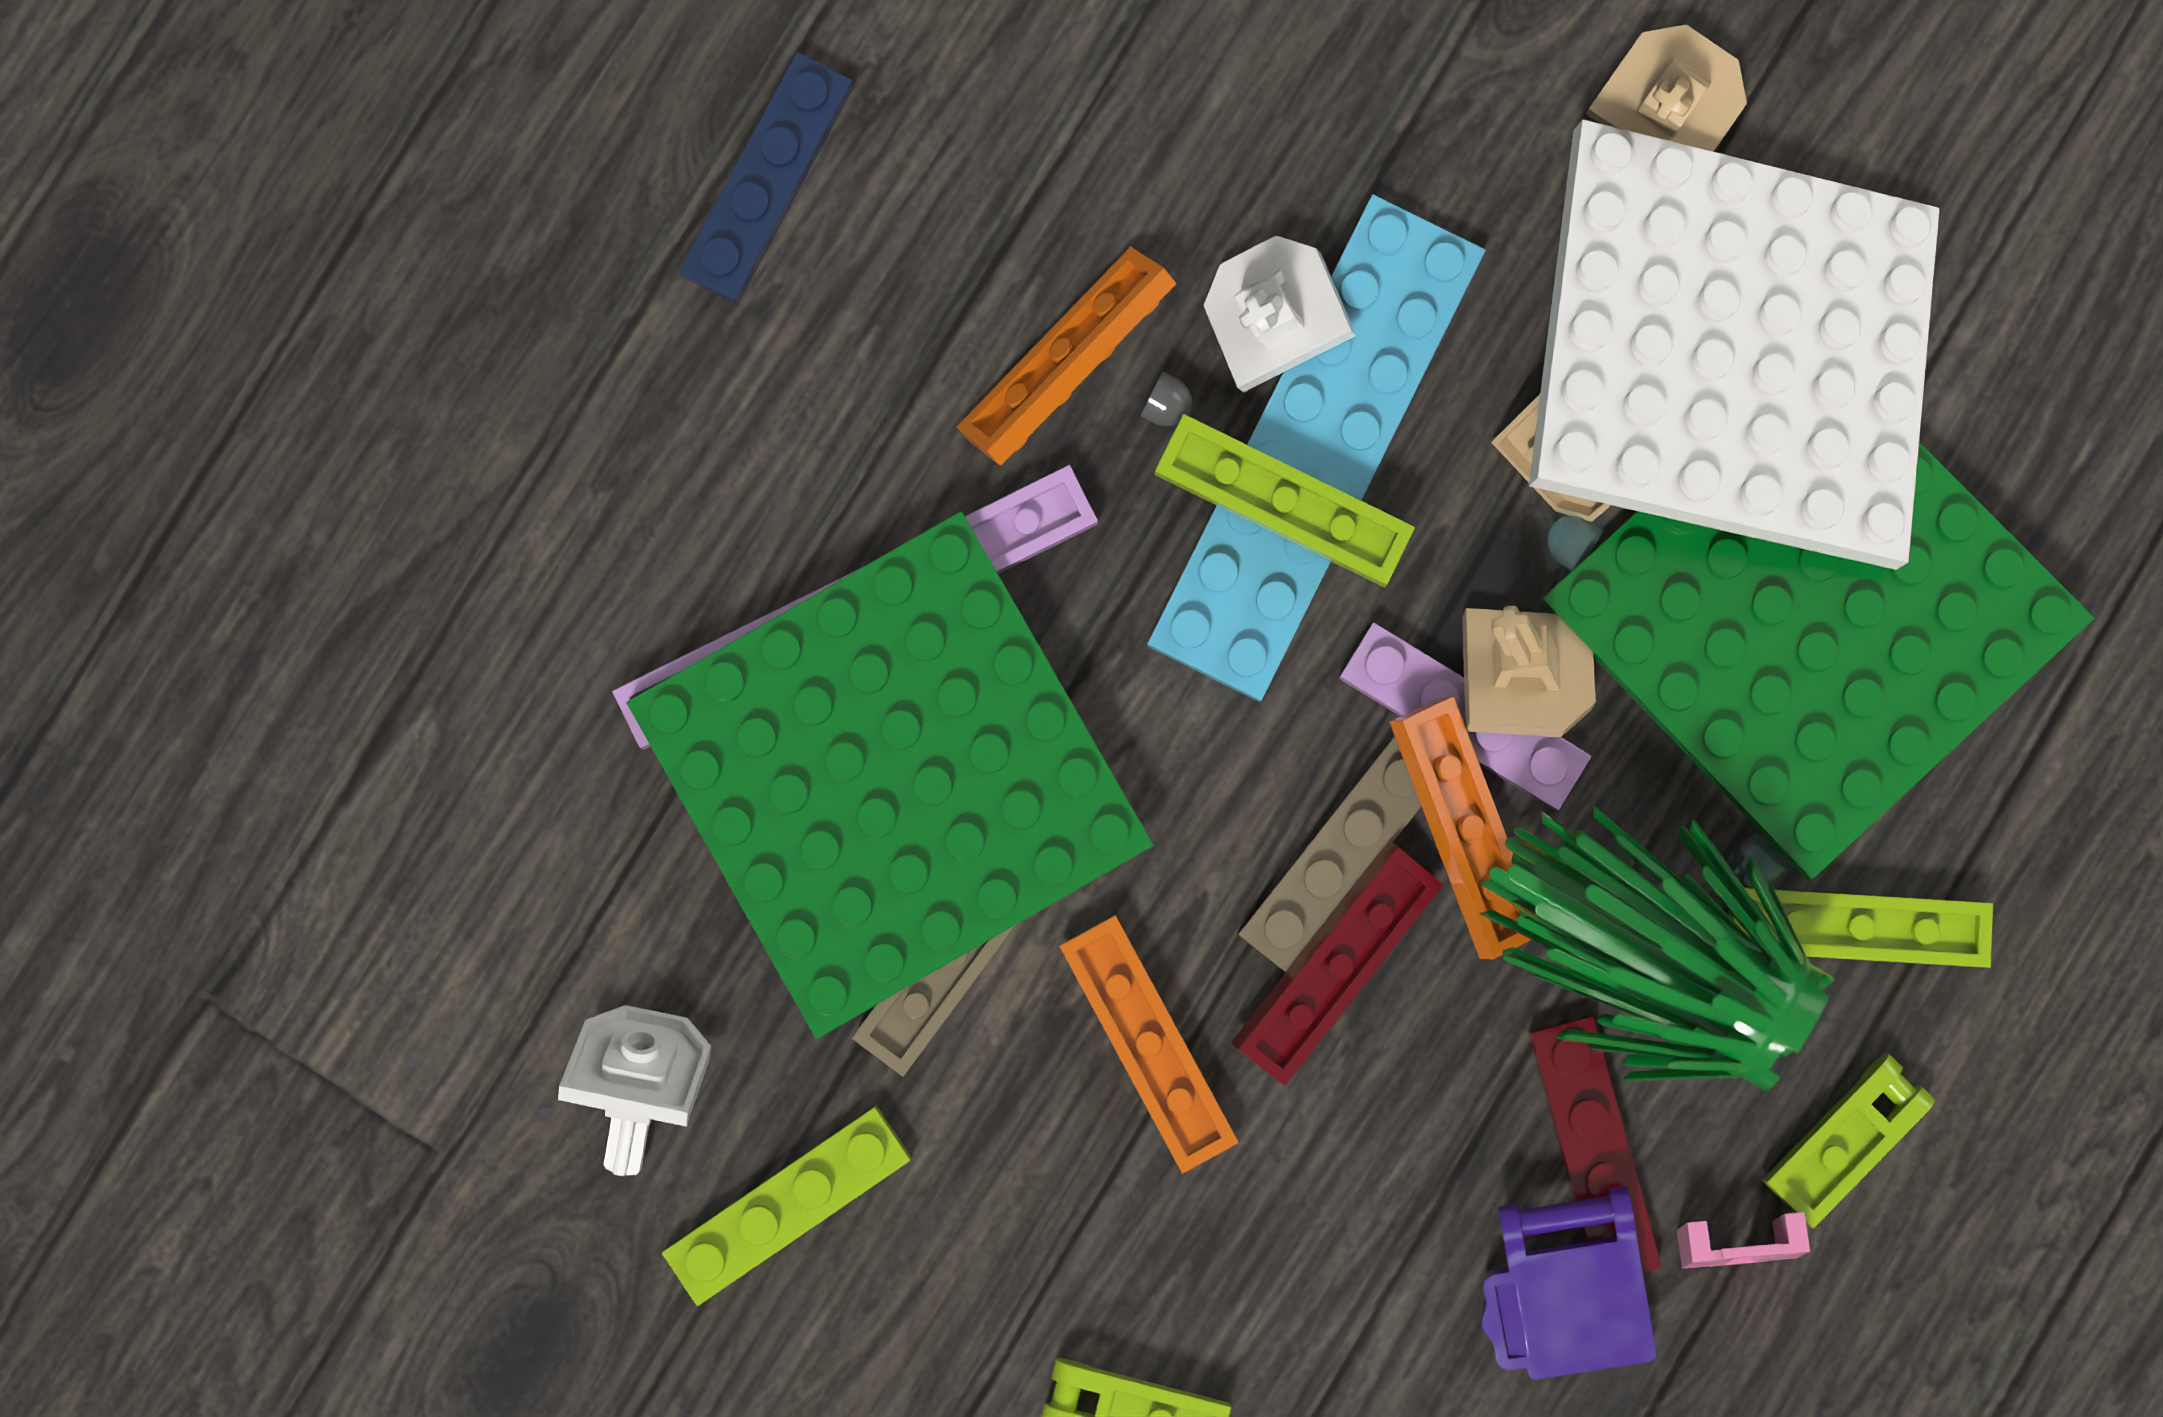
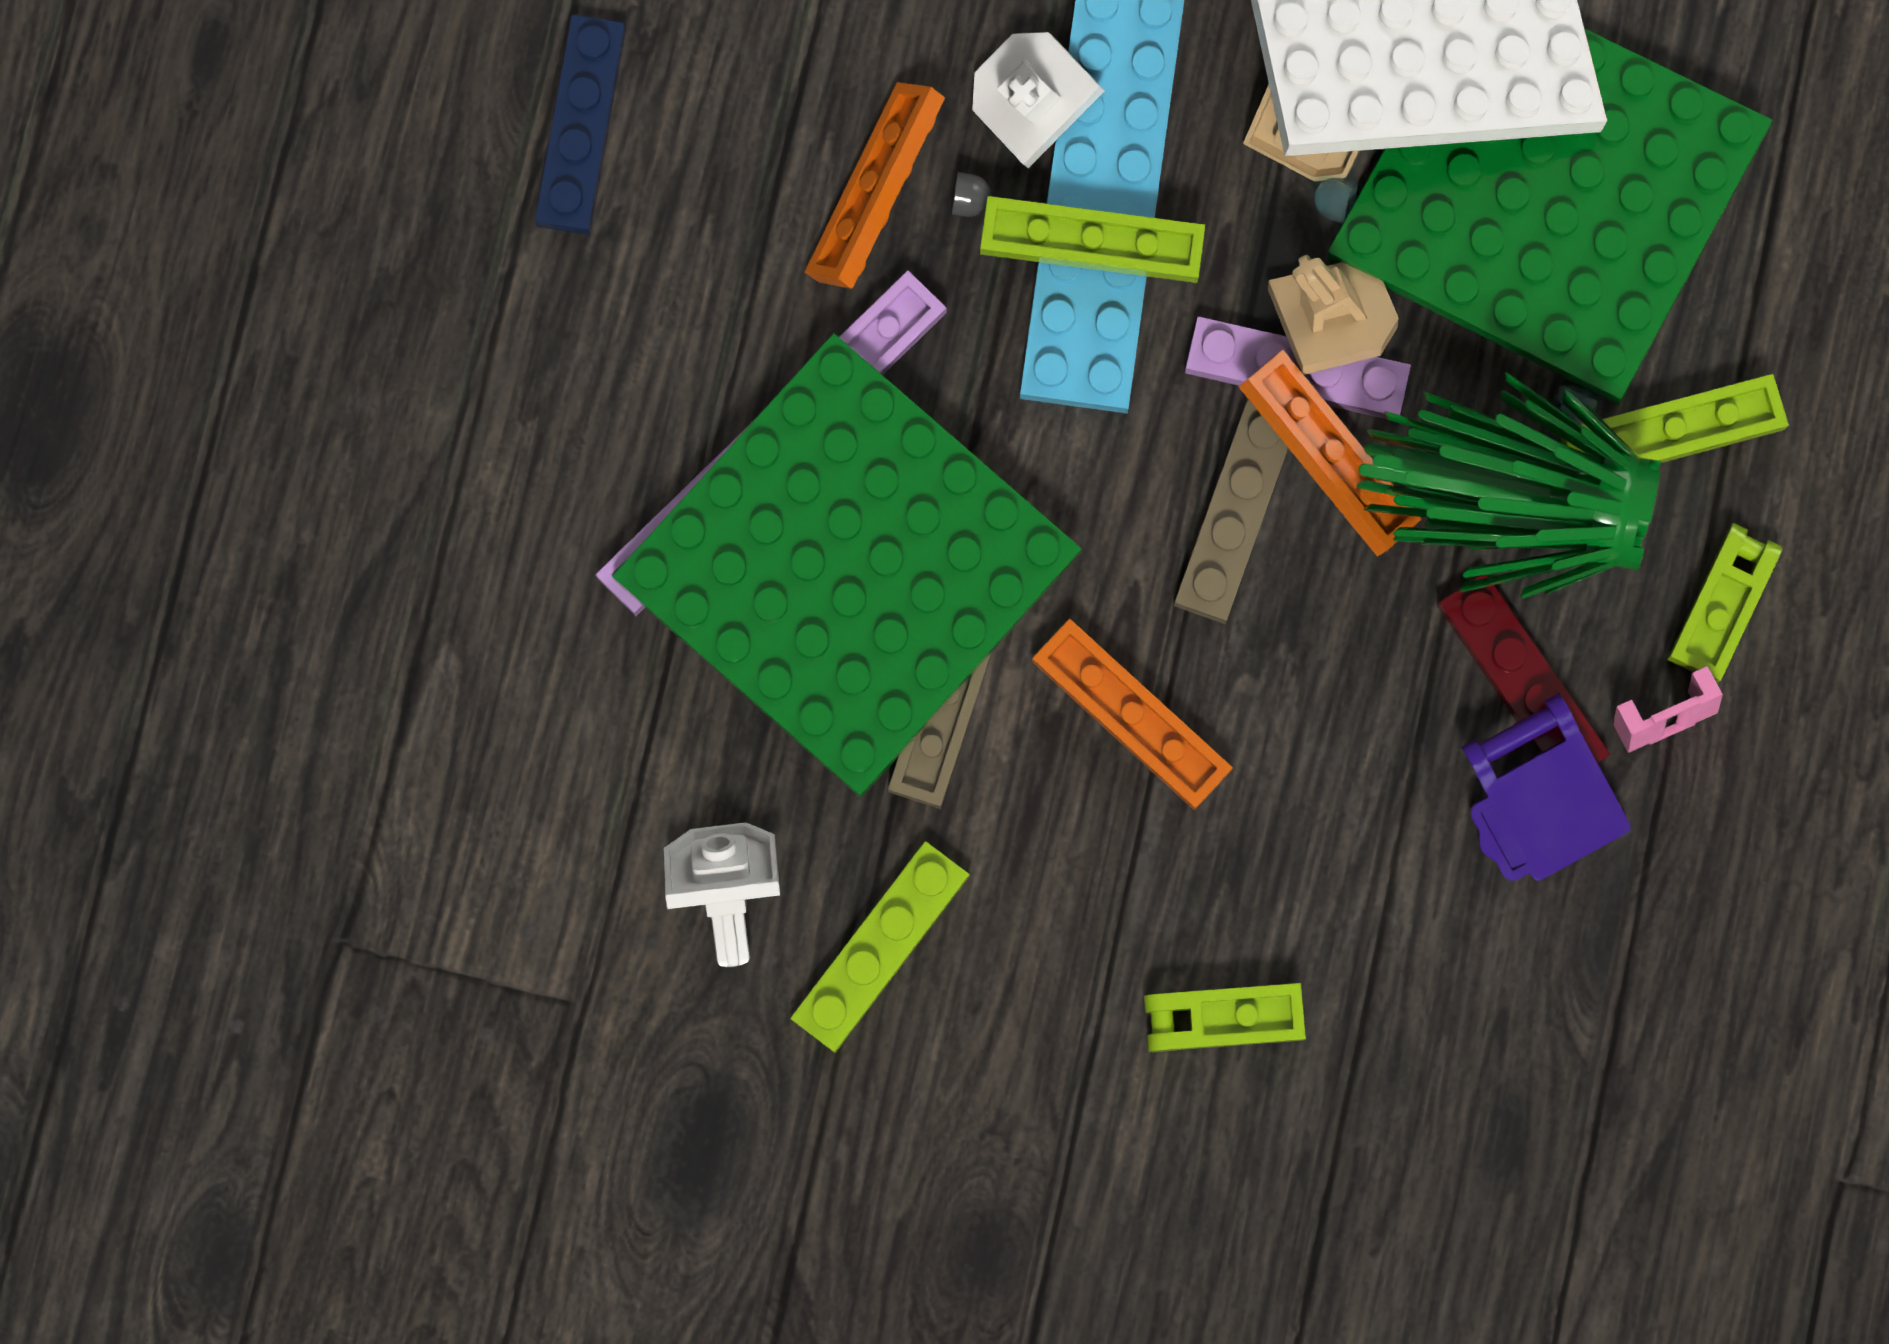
camera: 25 degrees left, 5 degrees down
(1337, 963) = (1262, 598): dark red plate -> none

